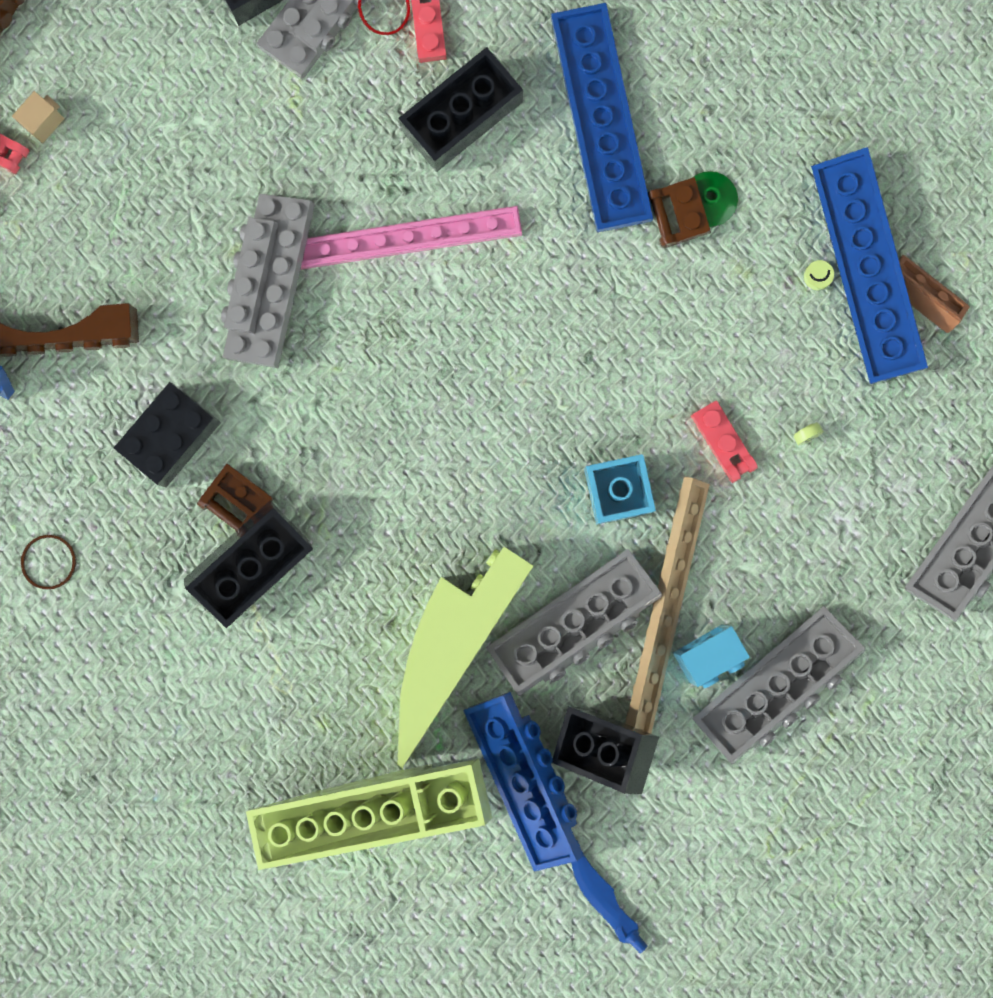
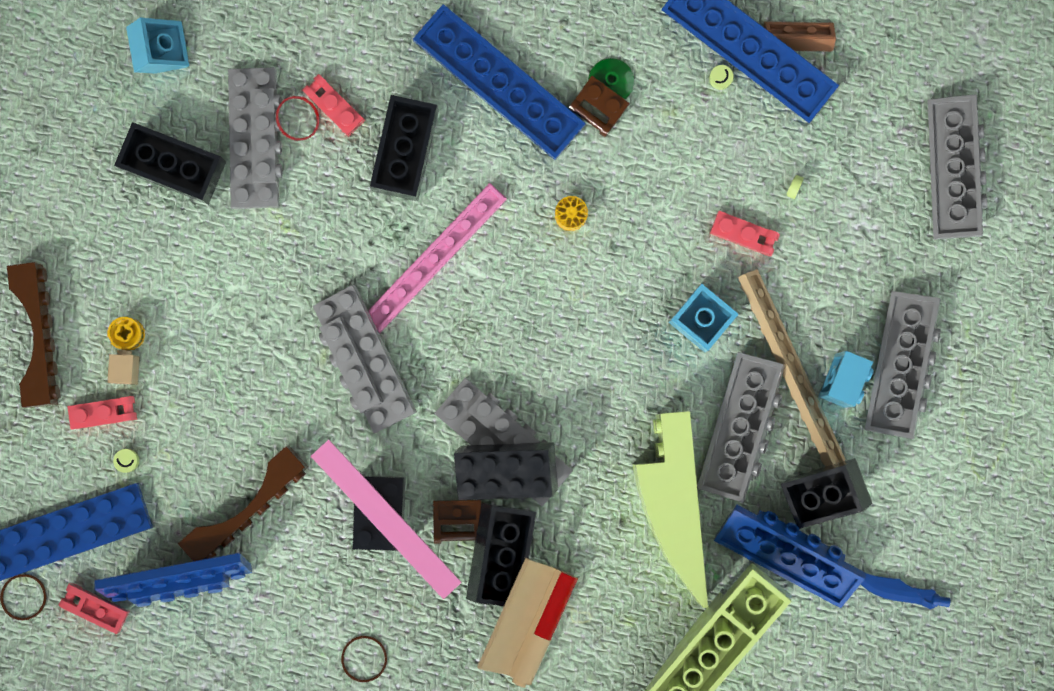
camera: 45 degrees left, 0 degrees up
(67, 85) = (126, 333): none -> yellow wheel
(165, 443) = (386, 519): none -> bright pink tile
(223, 646) = (528, 622): none -> tan door
(315, 487) = (506, 471): none -> black brick
(339, 460) = (483, 422): none -> light grey plate
(571, 293) = (571, 213): none -> yellow wheel

